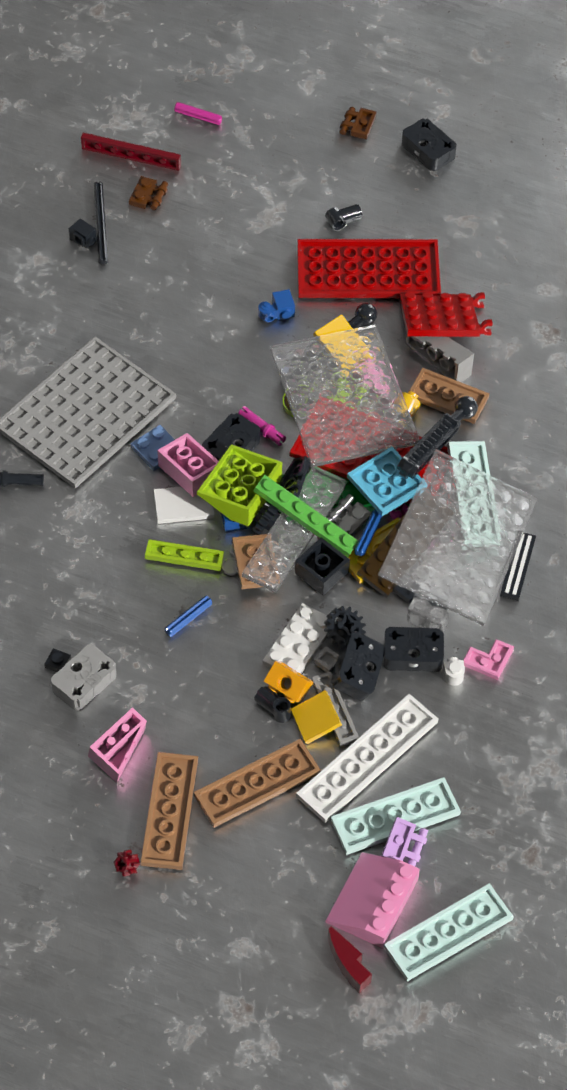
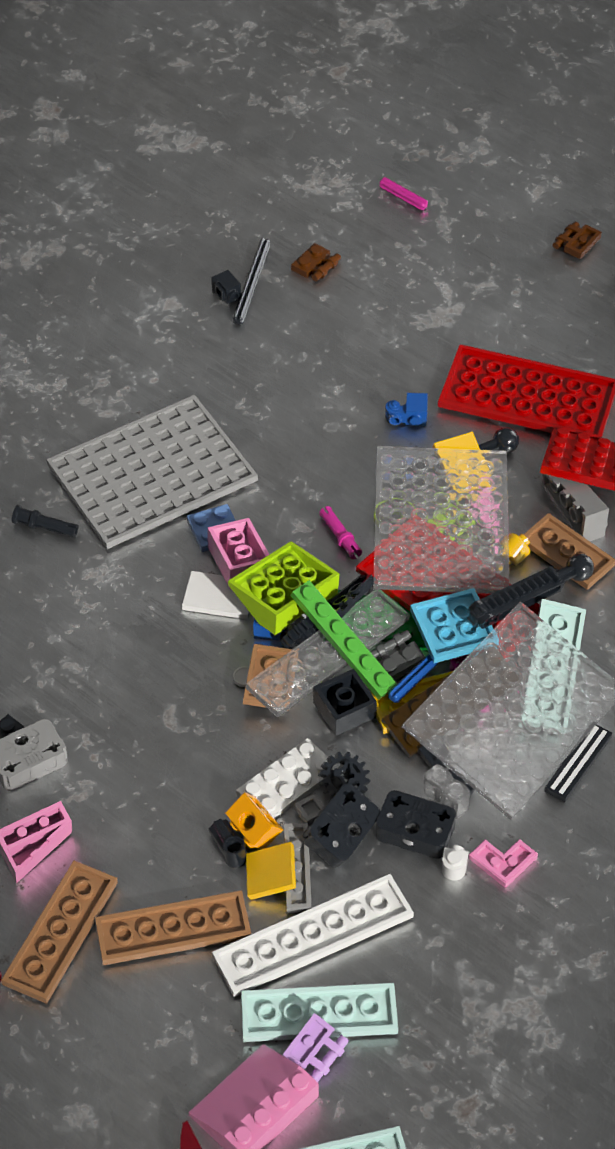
camera: 20 degrees right, 5 degrees down
(131, 151) = (314, 216): dark red plate -> none
(184, 555) = (196, 650): lime plate -> none
(189, 615) = (173, 718): axle -> none
(234, 431) = (305, 530): black axle -> none
(339, 218) = (516, 333): black piece -> none

